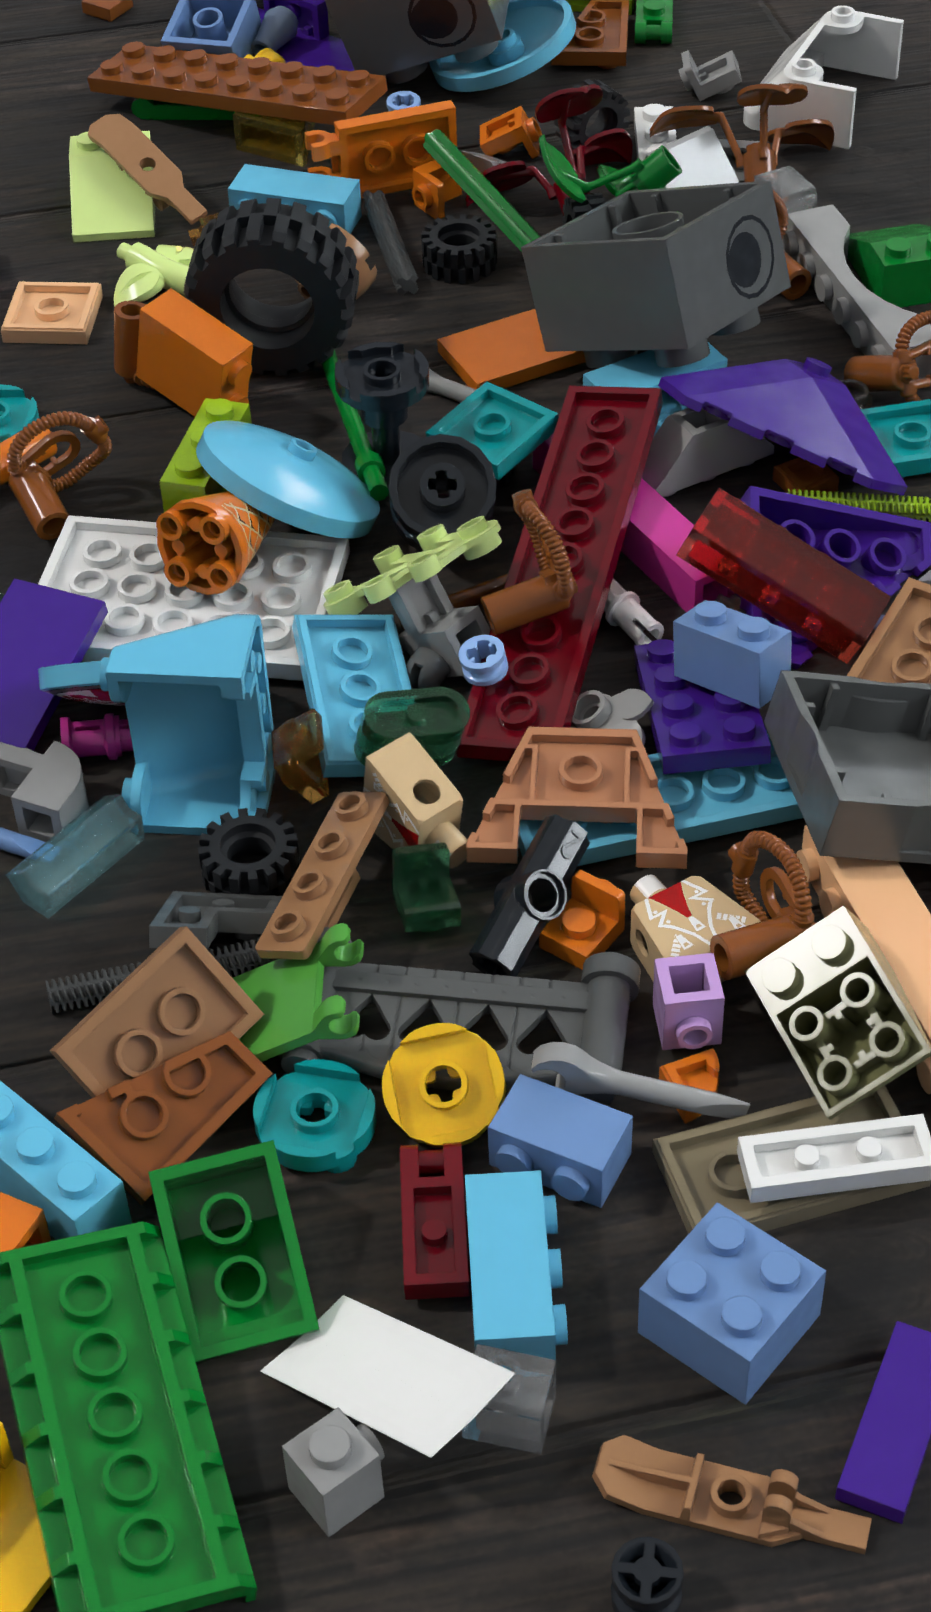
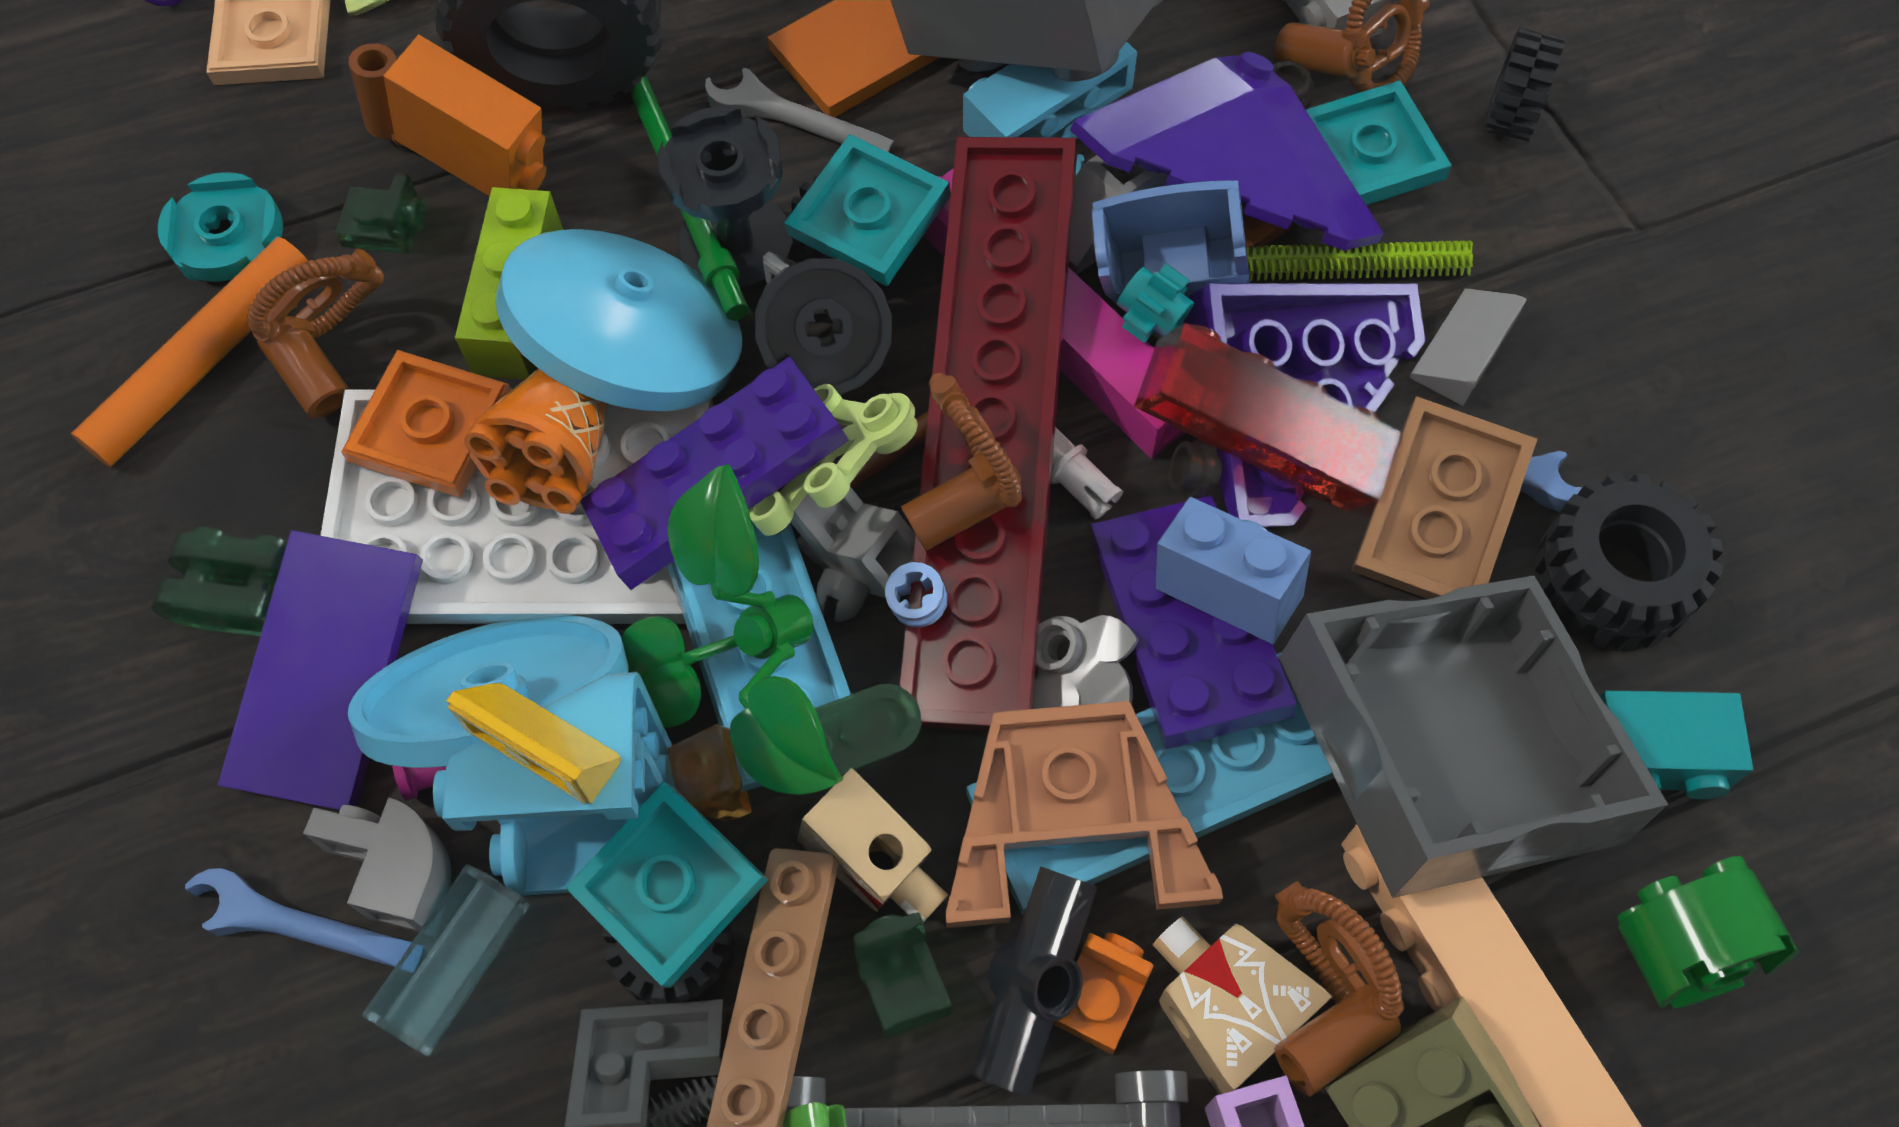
camera: 10 degrees left, 20 degrees up
(118, 537) = (420, 423): none -> orange tile
(124, 422) = (382, 217): none -> clear green bracket
(177, 629) = (535, 739): none -> yellow slope
(255, 799) = (666, 885): none -> teal plate
(340, 563) = (763, 432): none -> dark purple plate
(361, 699) = (779, 730): none -> green plant
(698, 489) = (1155, 302): none -> teal gear
(723, 453) = (1183, 225): none -> medium blue piece

